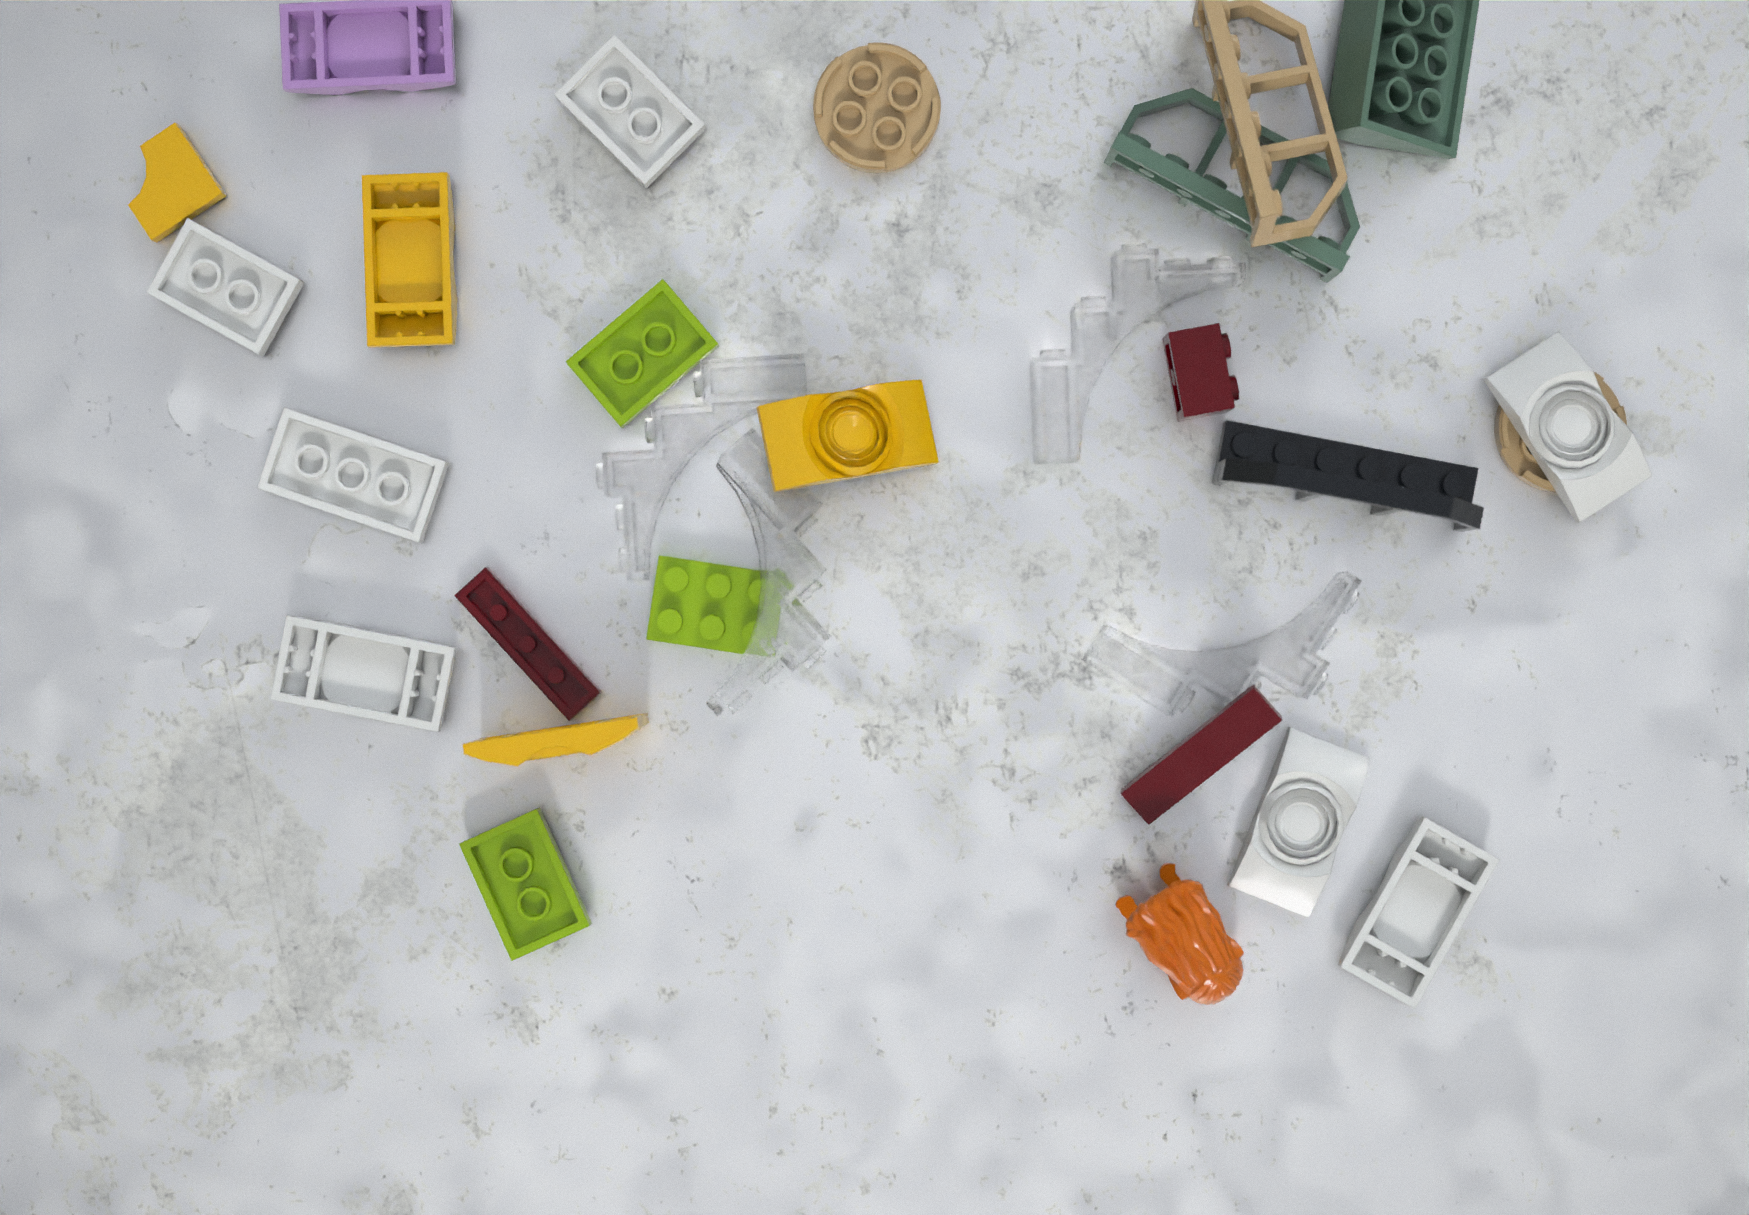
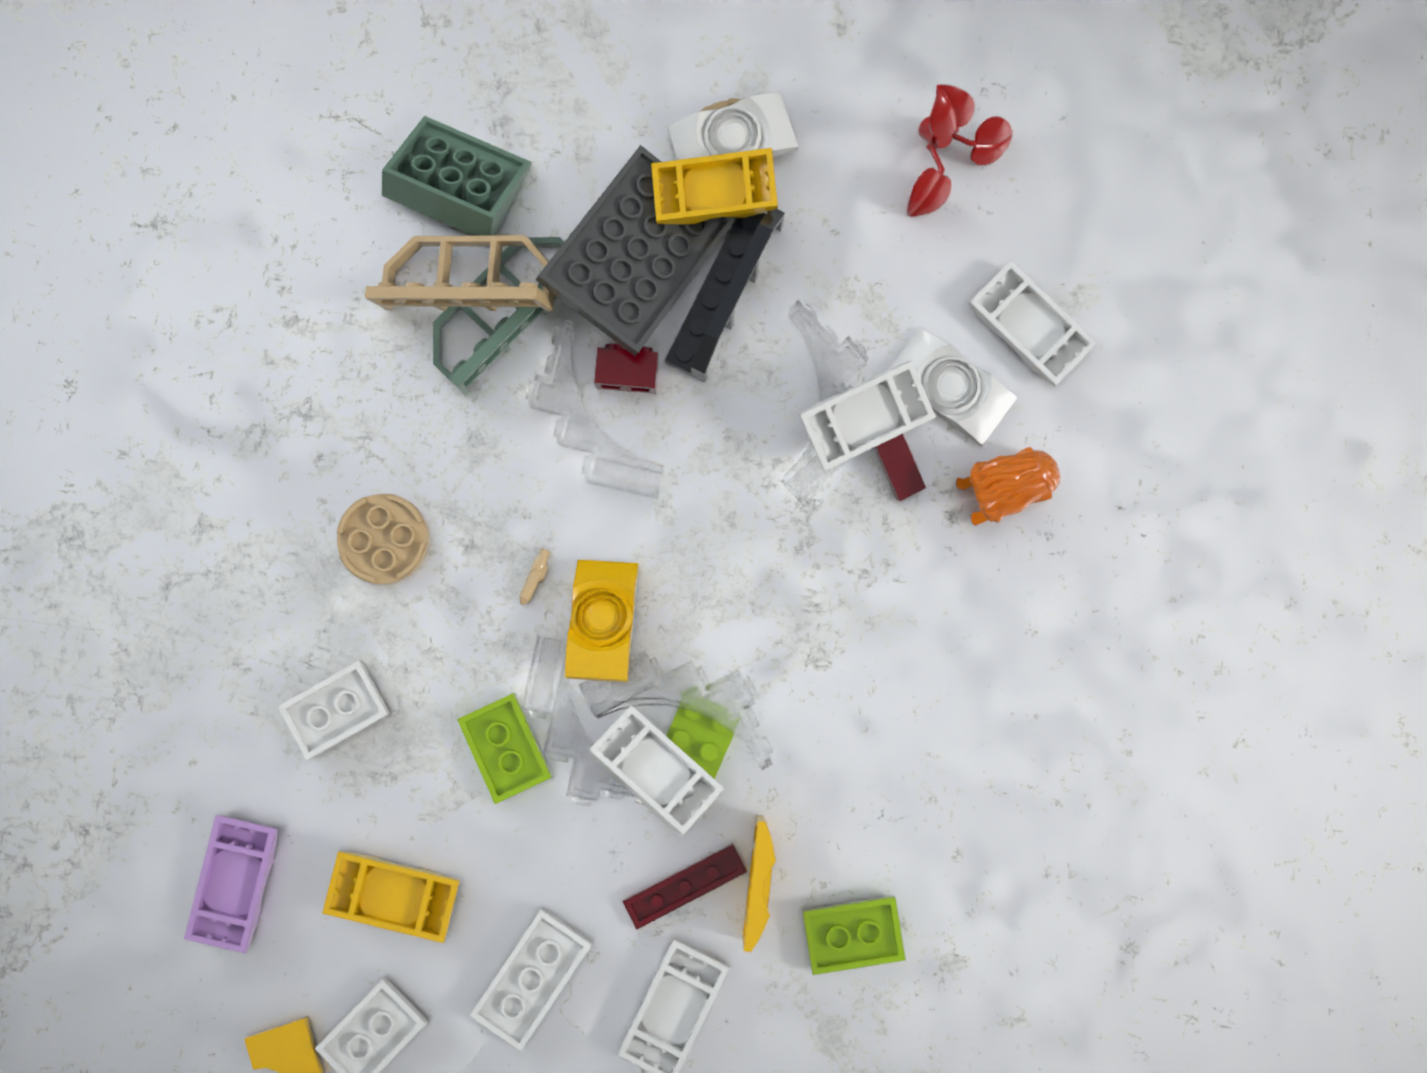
camera: 70 degrees left, 5 degrees down
(666, 563) = (656, 771): none -> white slope
(884, 329) = (536, 575): none -> tan piece
(1226, 718) = (867, 415): none -> white slope
(1369, 337) = (623, 265): none -> dark grey plate
(1489, 421) = (714, 187): none -> yellow slope
(1688, 720) = (950, 111): none -> red plant

